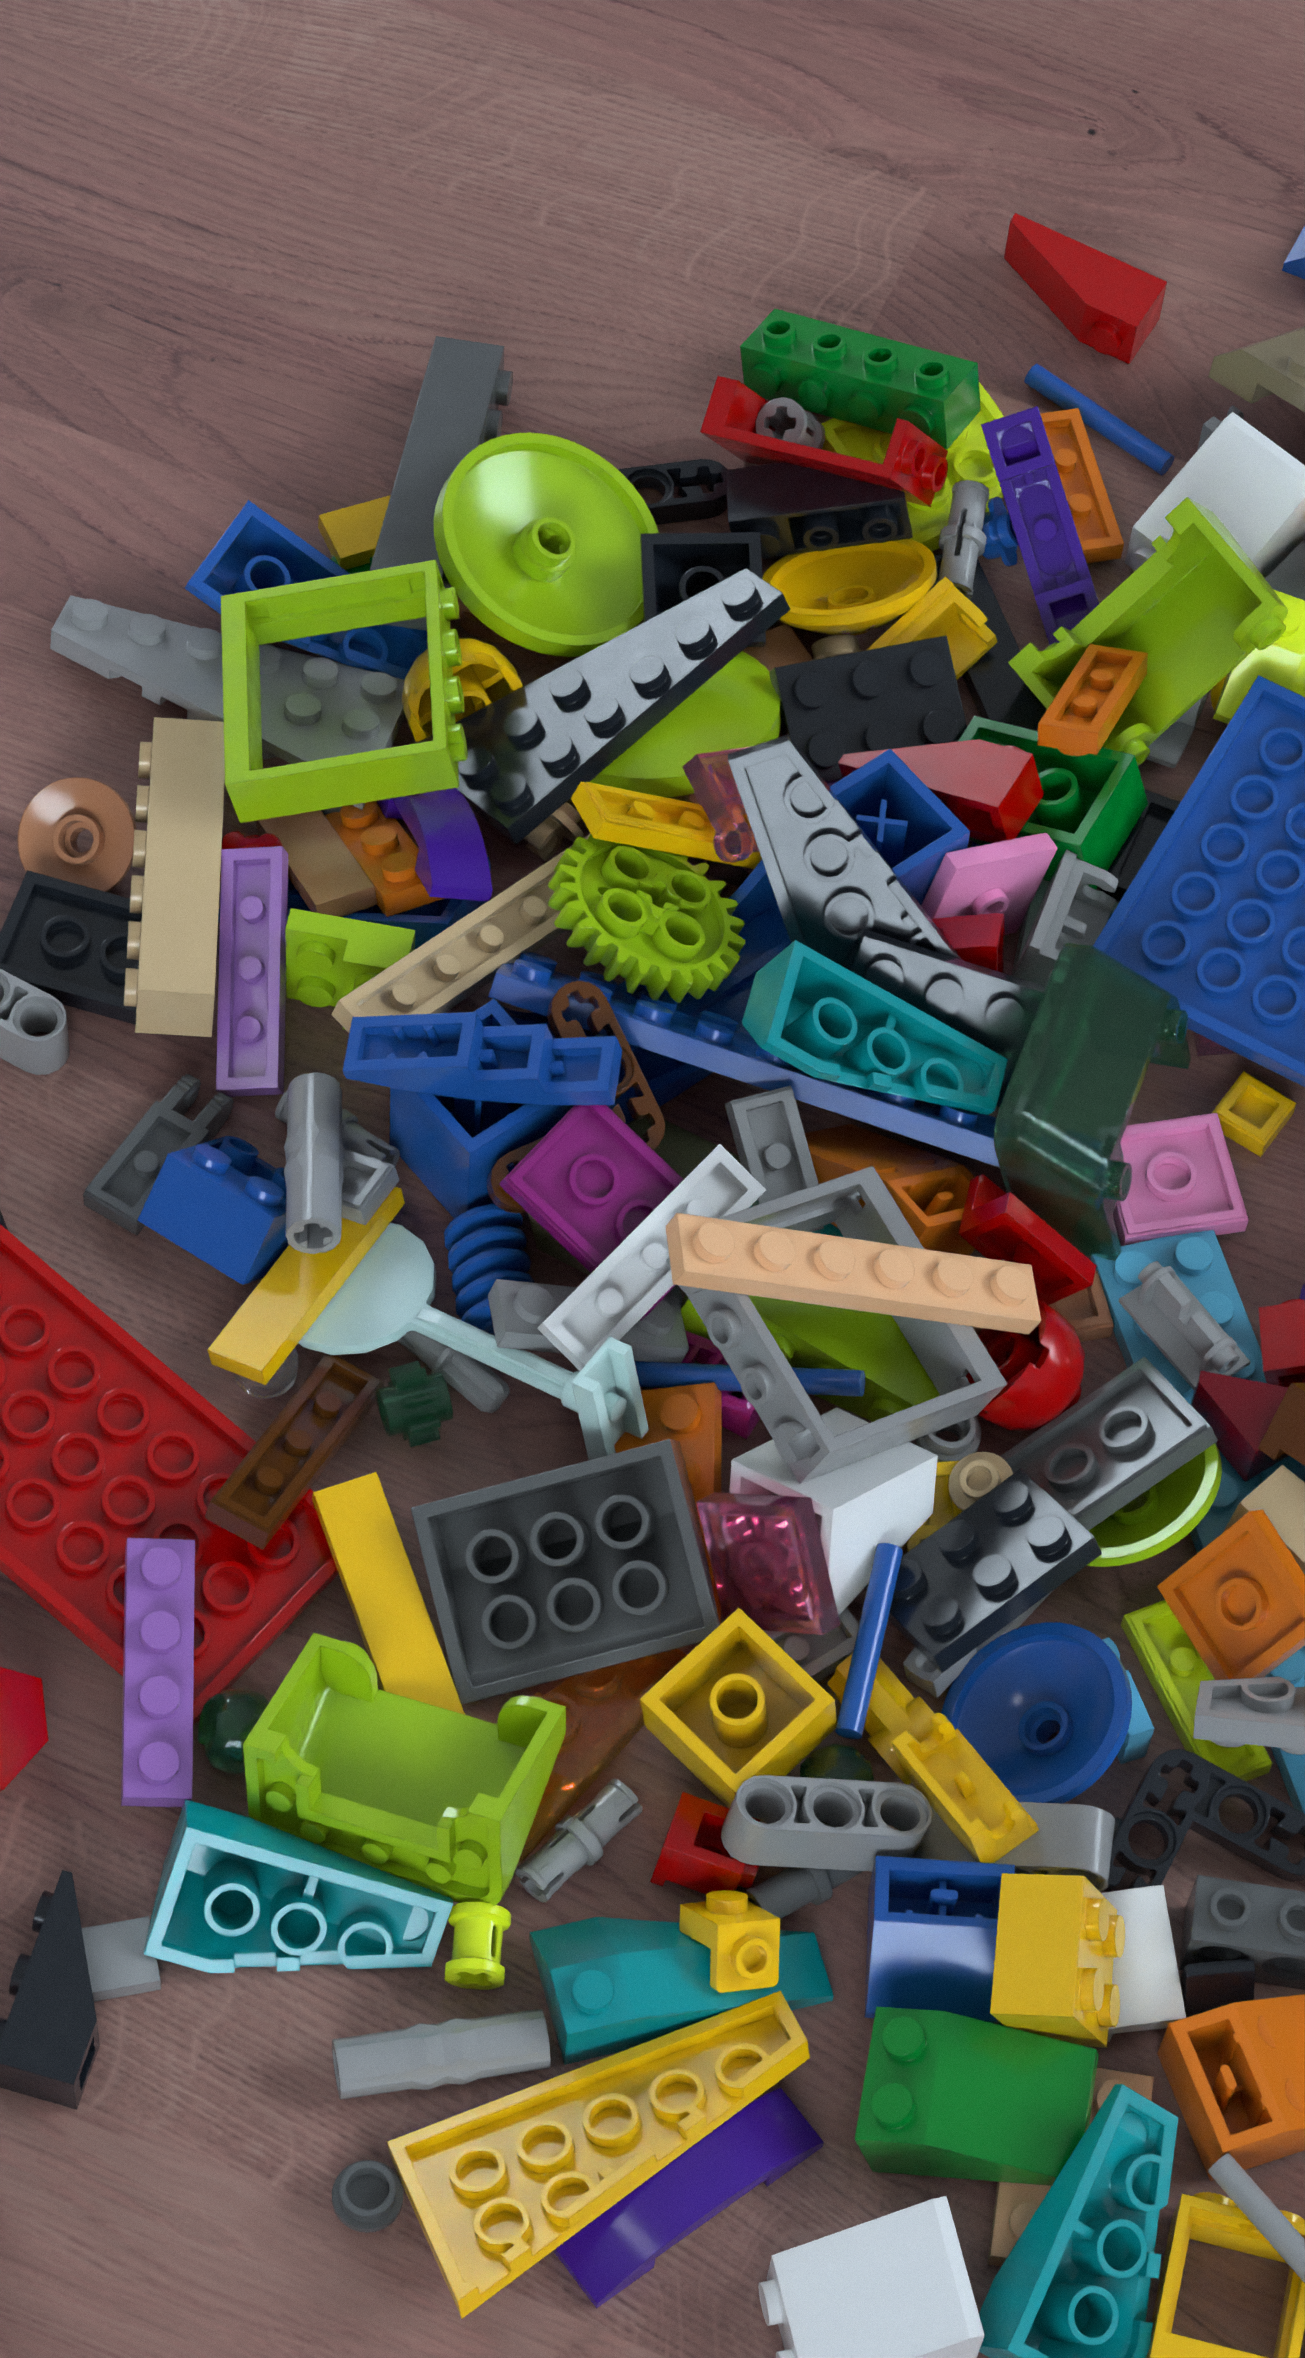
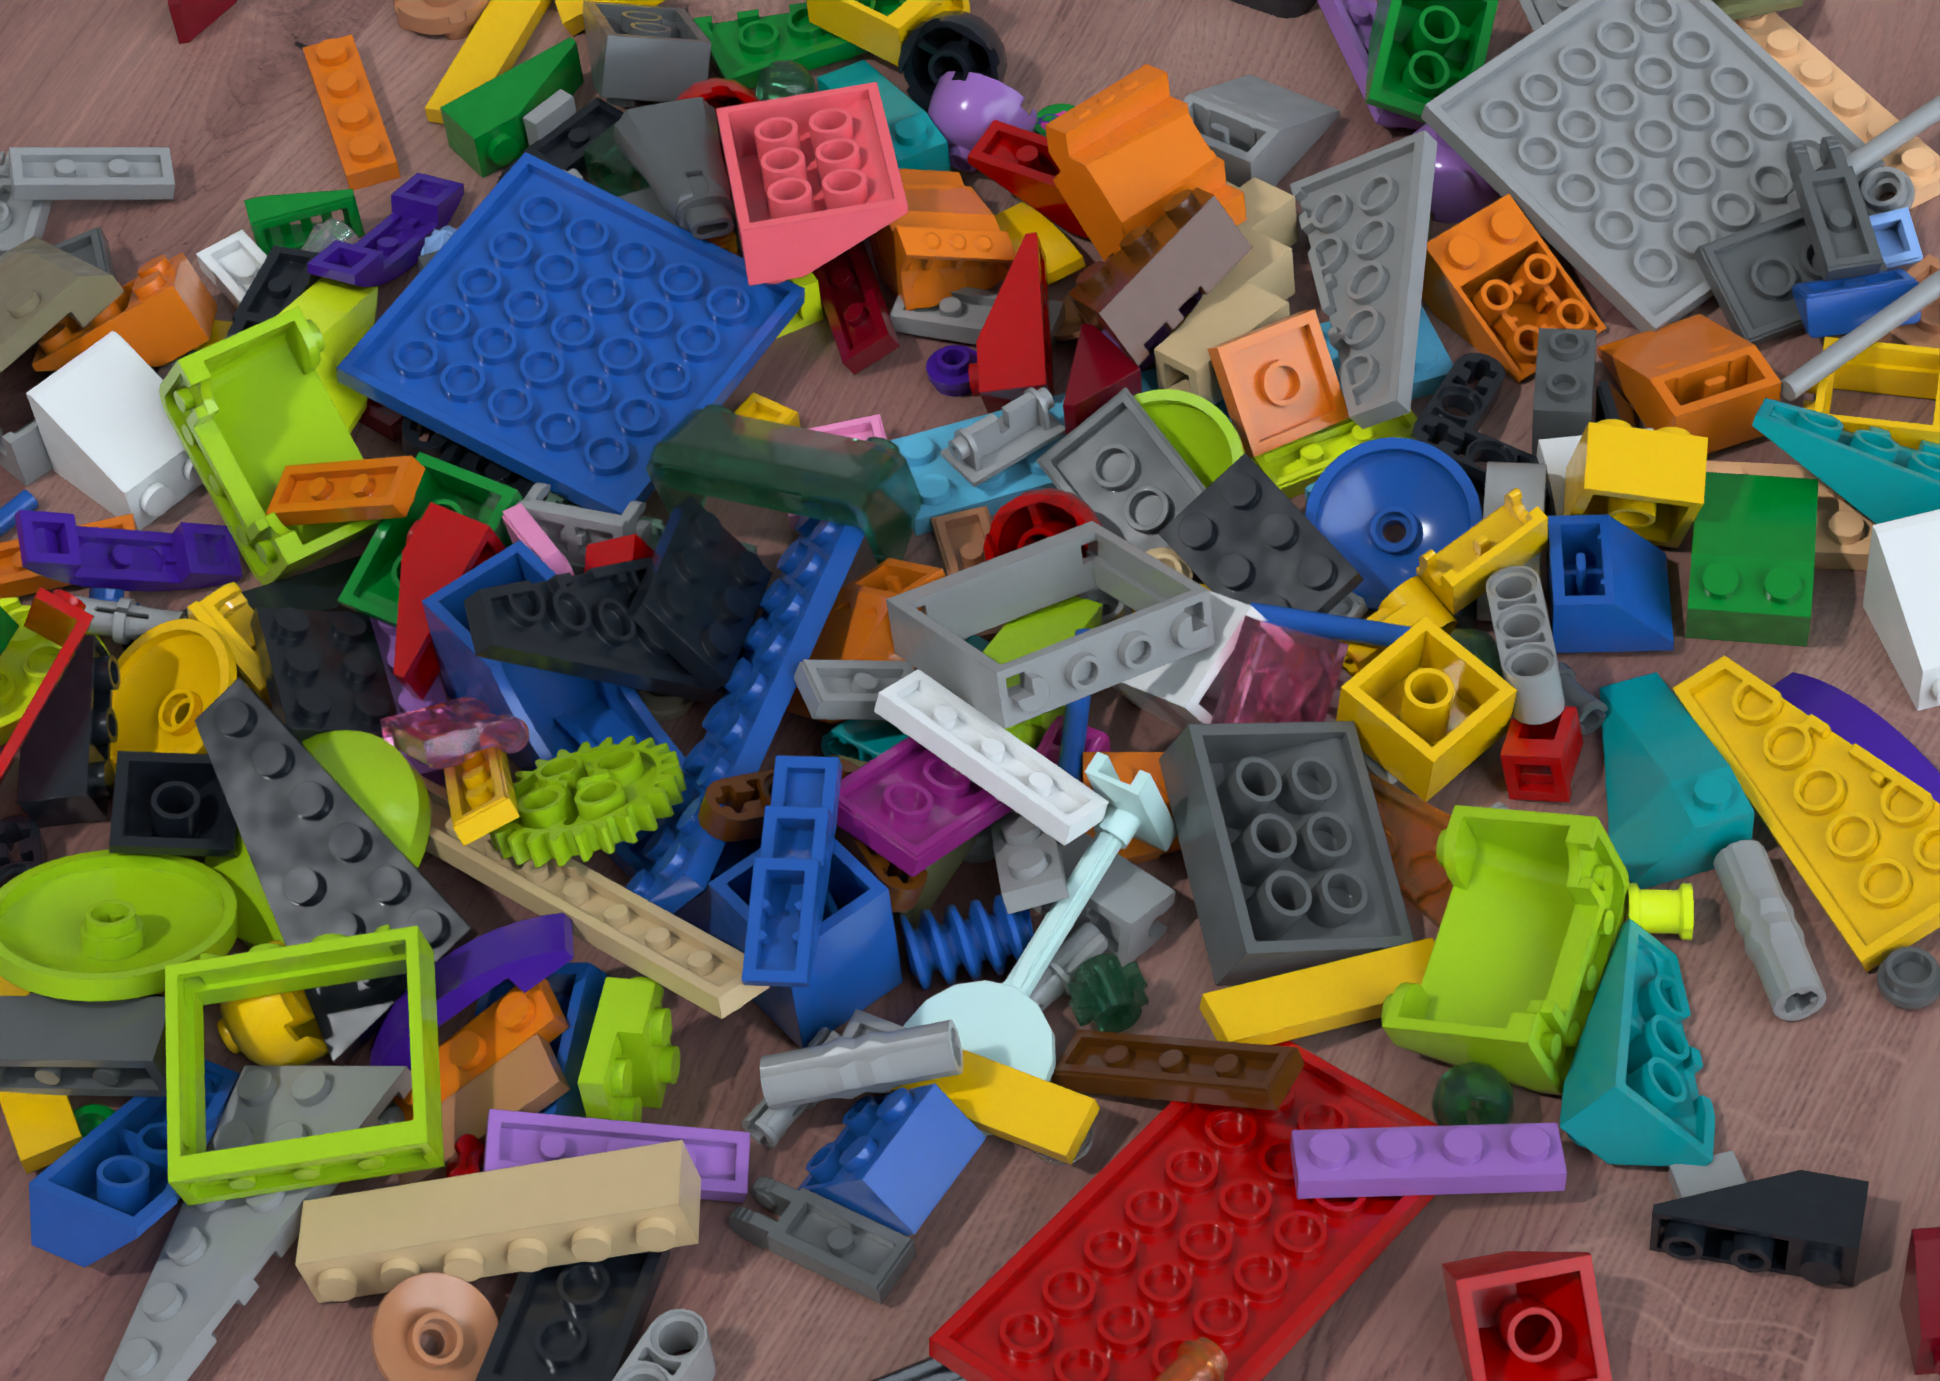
camera: 80 degrees left, 10 degrees down
(525, 1425) = (1121, 904): none -> light grey hinge
(740, 1937) = (1625, 714): yellow bracket -> none
(851, 1274) = (1019, 590): light nougat plate -> none
(864, 1036) = (742, 617): teal wedge -> none
(1010, 1231) = (938, 531): red panel -> none

